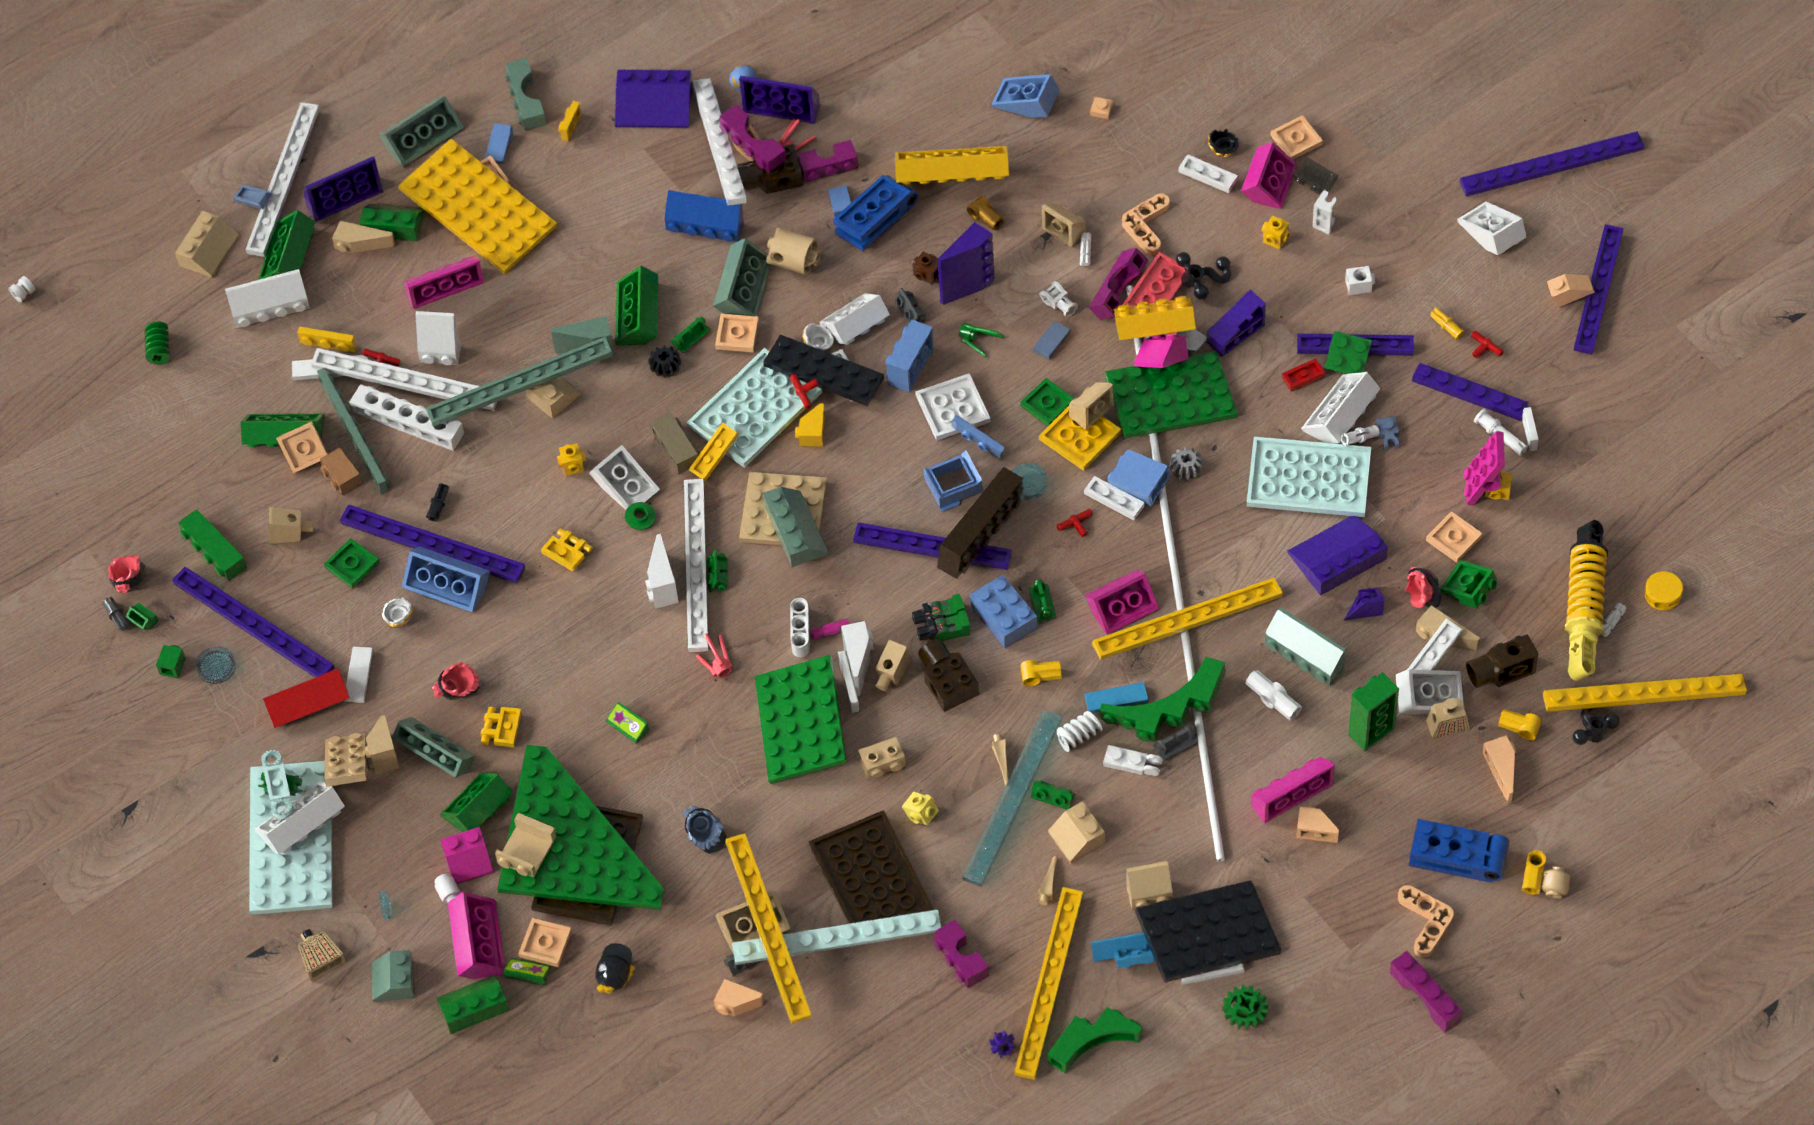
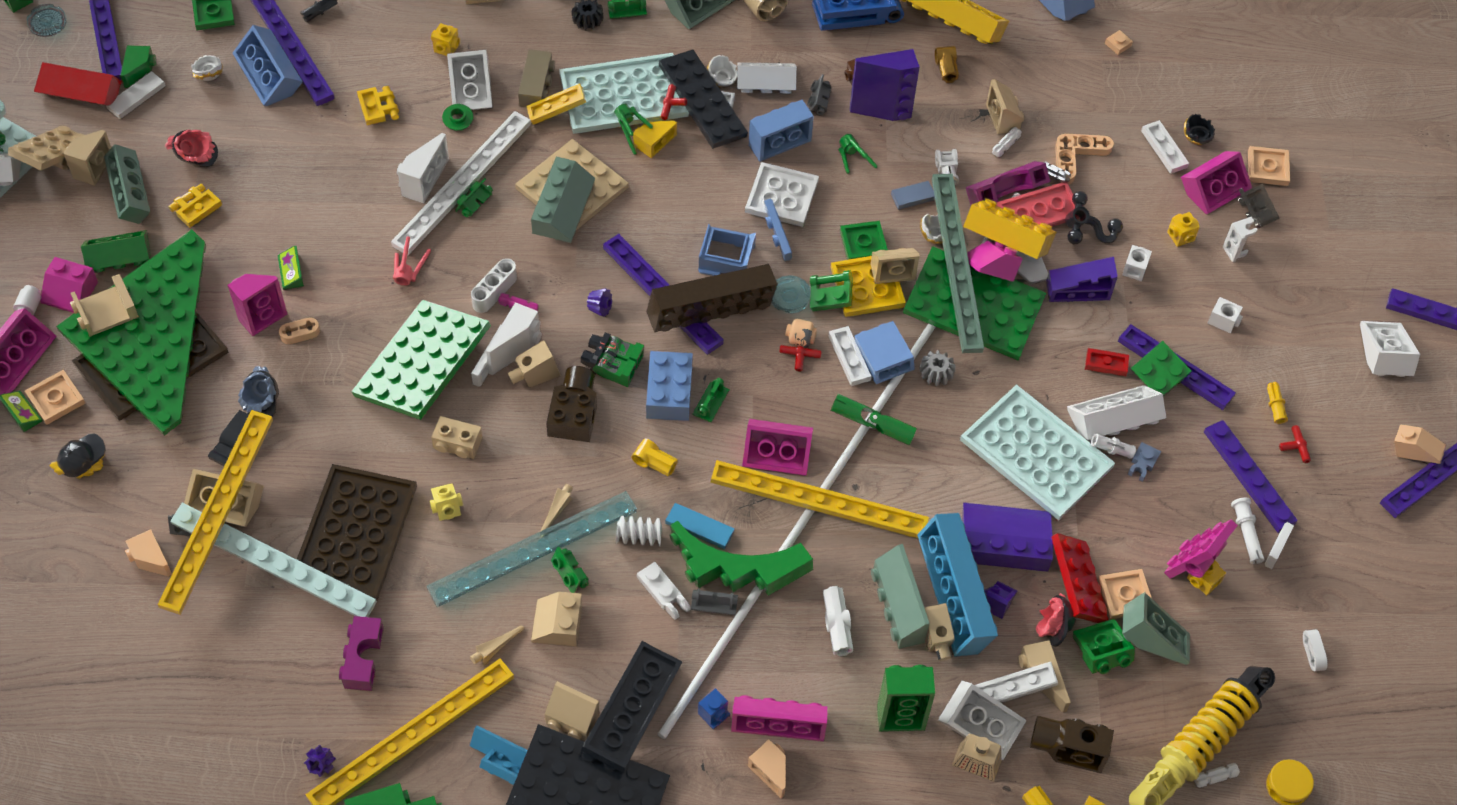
camera: 30 degrees right, 0 degrees up
(335, 647) = (136, 64): none -> green slope
(637, 762) = (257, 301): none -> dark pink slope
(684, 765) = (299, 330): none -> light nougat beam
(715, 875) = (228, 438): none -> black piece
(737, 333) = (664, 29): light nougat plate -> none
(779, 426) = (625, 116): none -> green plant
(893, 584) = (600, 302): none -> dark purple piece
(1063, 461) = (834, 296): none -> green plate
(1064, 505) = (801, 333): none -> light nougat head
(1093, 356) = (931, 229): none -> white hair
(1137, 371) = (957, 264): none -> sand green plate
(1147, 249) = (1058, 173): none -> flat silver axle
(1186, 531) = (885, 424): none -> green piece
(1187, 851) = (631, 706): none -> black plate
(1242, 815) = (713, 709): none -> blue brick
(1263, 282) = (1136, 262): none -> white brick
(1337, 610) = (957, 583): none -> dark azure brick
(1354, 653) = (940, 631): none -> tan torso
(1415, 547) = (1080, 578): none -> red plate
(1495, 547) = (1155, 630): none -> sand green slope
(1610, 487) = (1315, 650): none -> white beam

